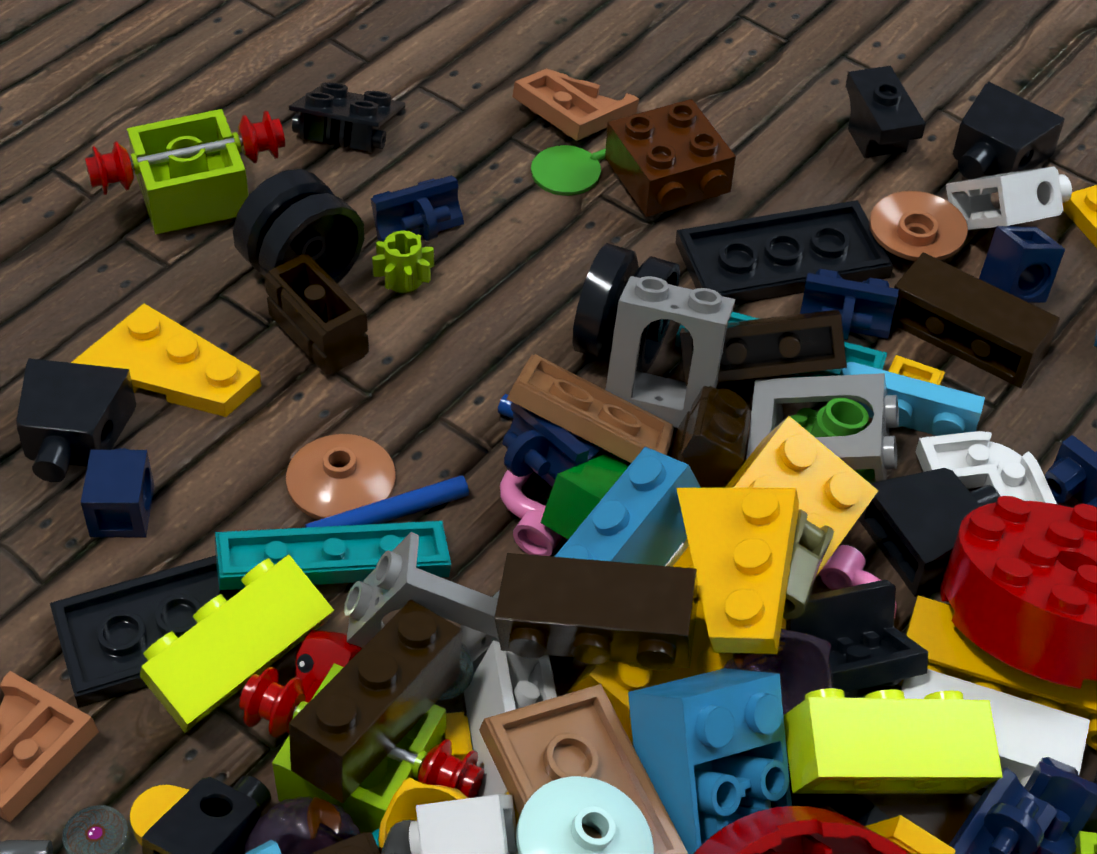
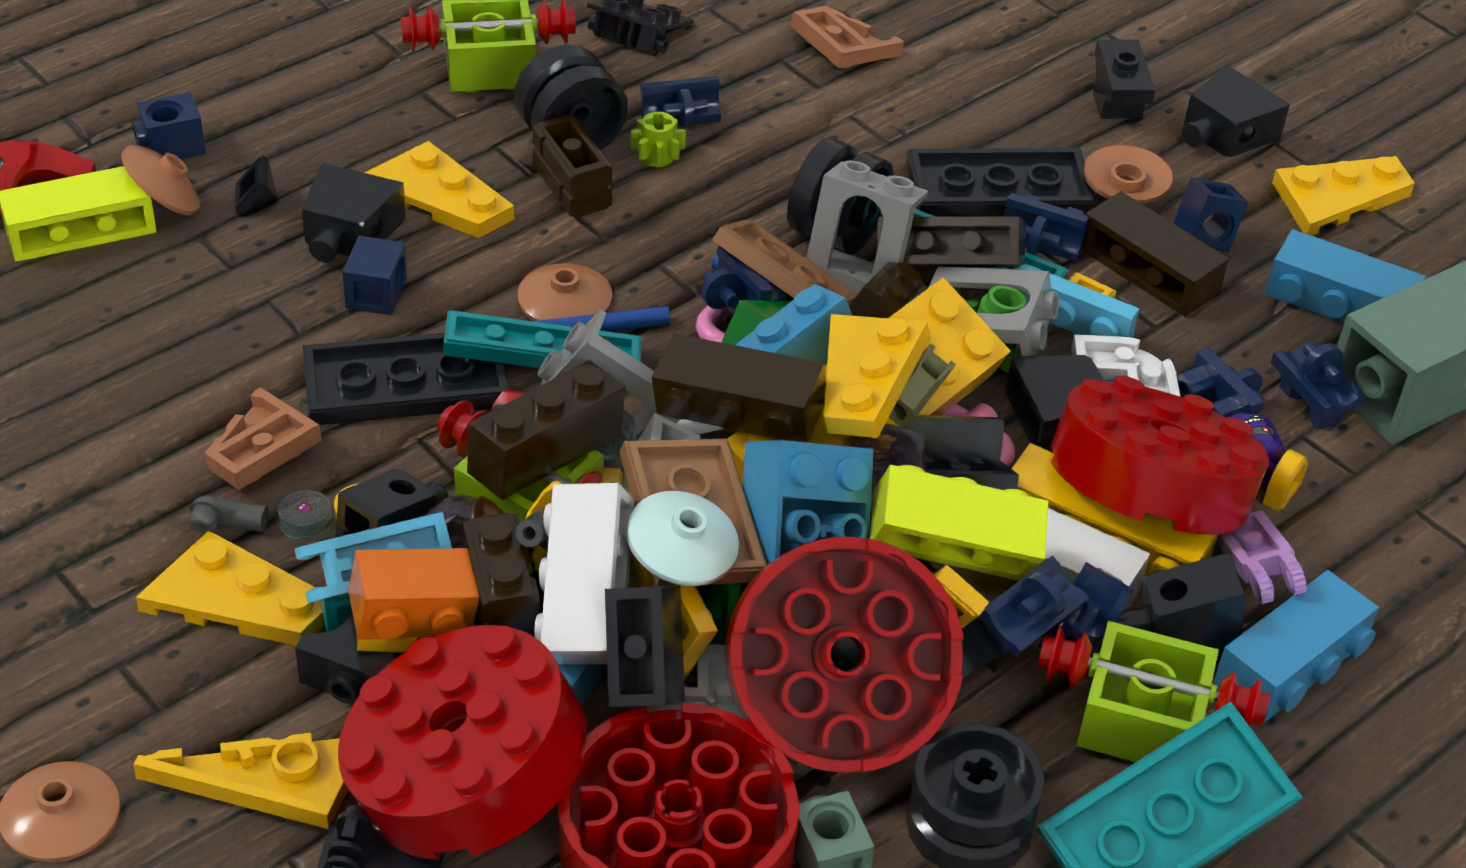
camera: 10 degrees right, 5 degrees down
(233, 640) = (410, 401): neon yellow brick -> none
(567, 170) = (833, 92): bright green piece -> none
(669, 157) = (916, 89): reddish brown brick -> none
(1022, 197) = (1218, 158): white torso -> none

